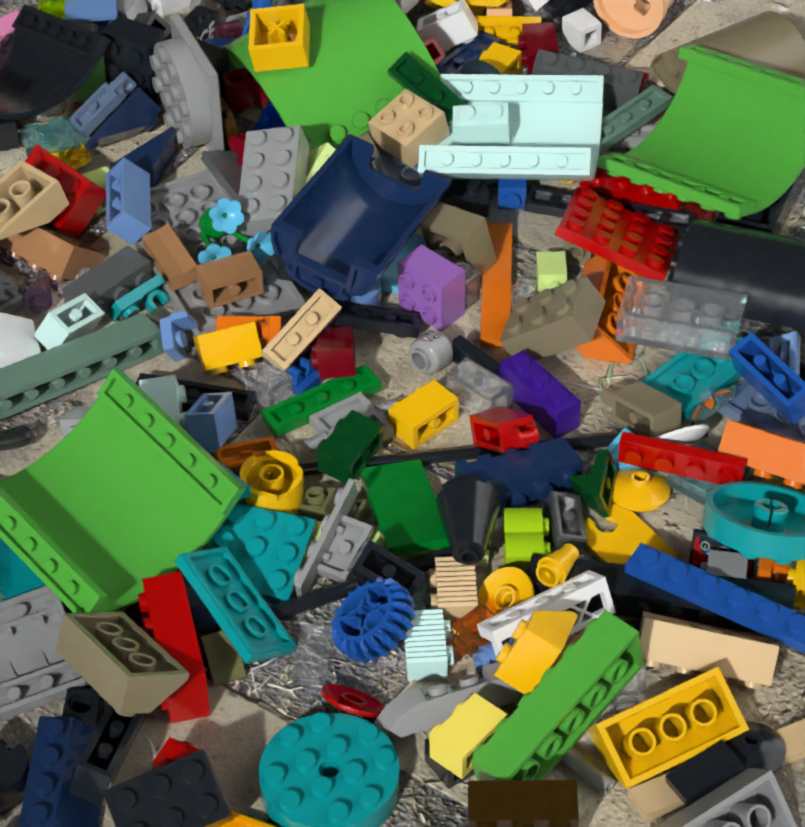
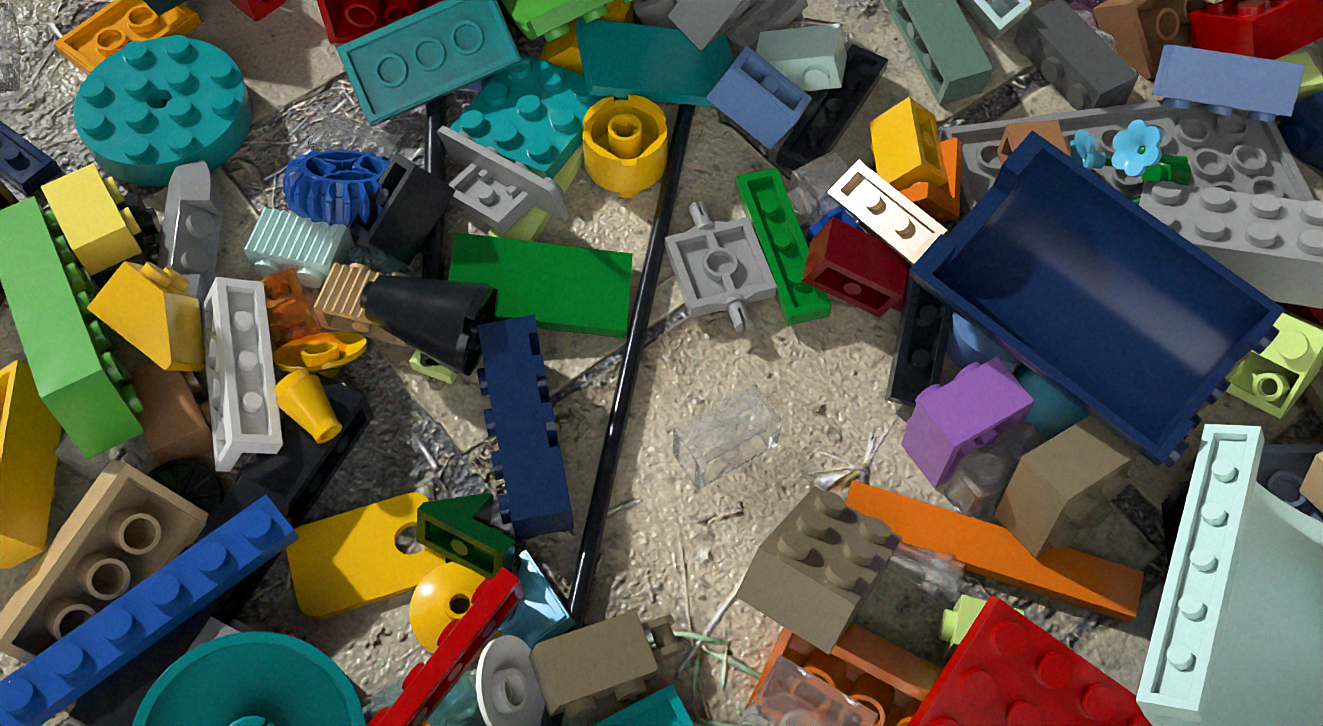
camera: 105 degrees right, 15 degrees up
(128, 304) = (1047, 92): teal plate -> none
(170, 257) = (1107, 113): medium nougat piece -> none
(173, 333) = (946, 98): medium blue bracket -> none
(243, 451) = (712, 175): orange tile -> none
(320, 501) = (590, 211): olive slope -> none
(349, 446) = (652, 231): dark green brick -> none
(352, 701) = (253, 130): red dish -> none
(424, 413) = (709, 353): yellow brick -> none
(431, 352) = (833, 397): light grey head -> none
(464, 348) = (795, 454): black tile -> none
(503, 429) = (610, 430): red brick -> none
(524, 536) = (417, 411): lime brick -> none
(541, 394) = (693, 519): dark purple brick -> none
(565, 520) = (429, 477): flat silver slope -> none

